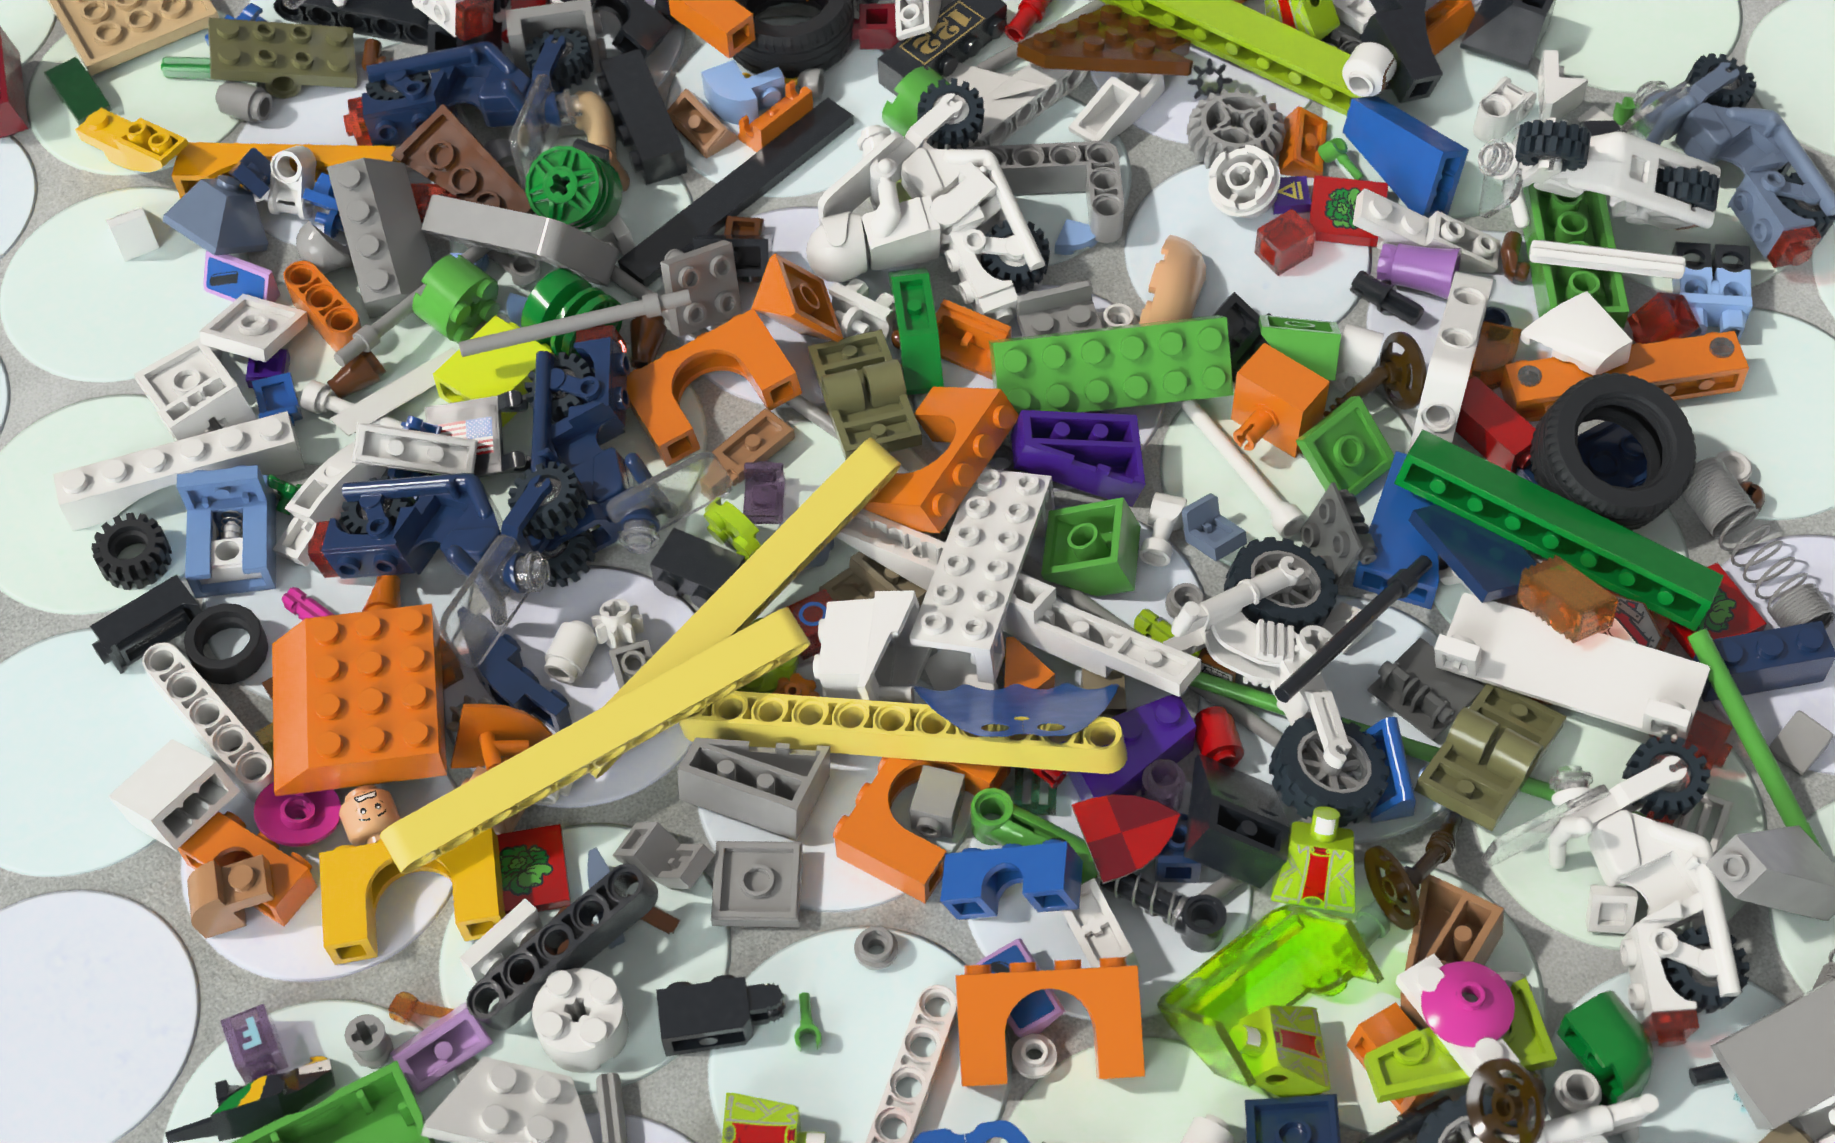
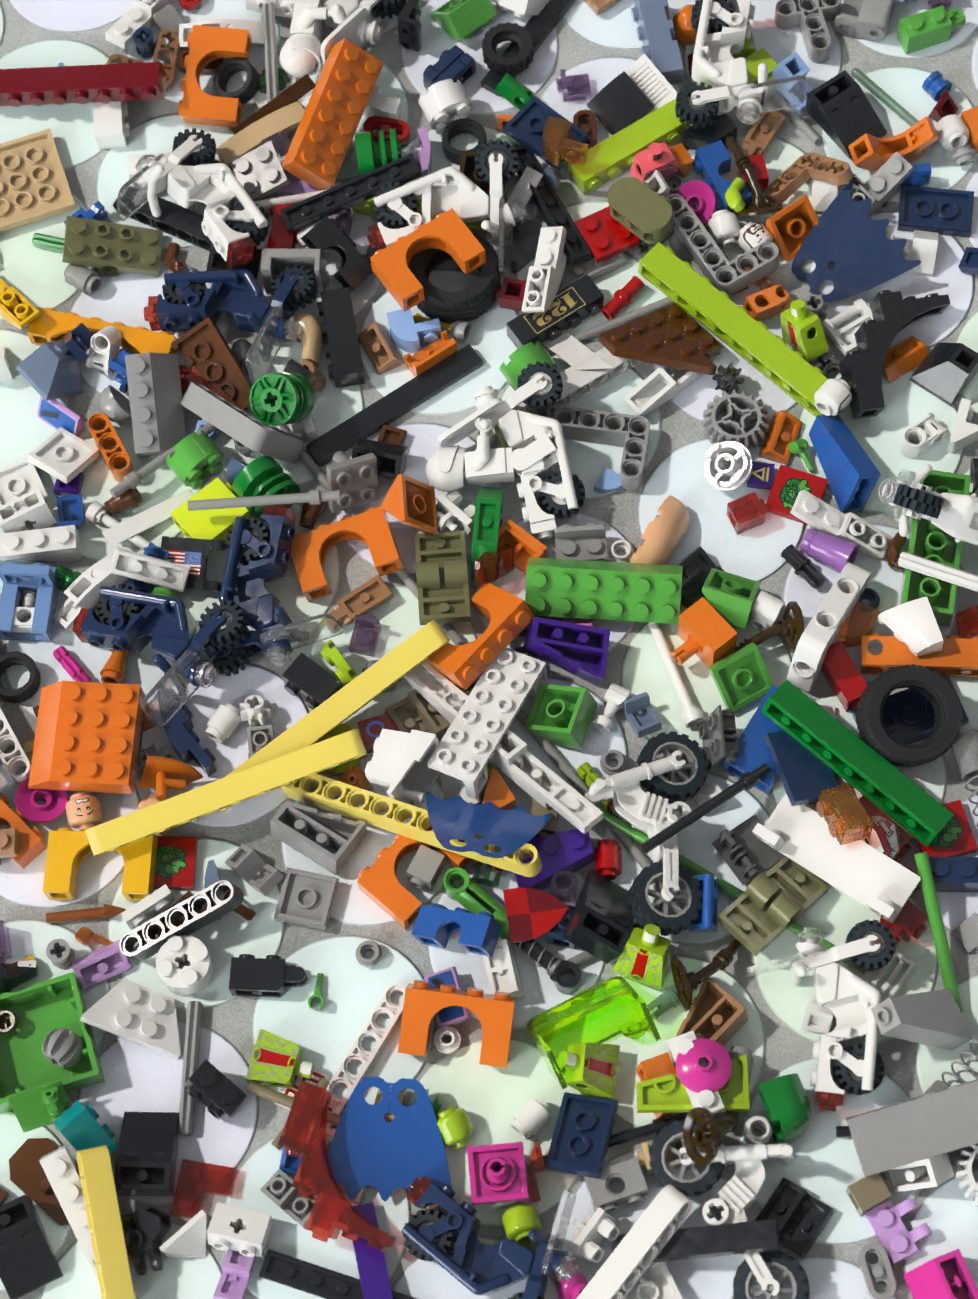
camera: 15 degrees right, 10 degrees up
(437, 963) = (107, 912): none -> dark orange piece
(939, 362) = (494, 565): none -> clear red slope

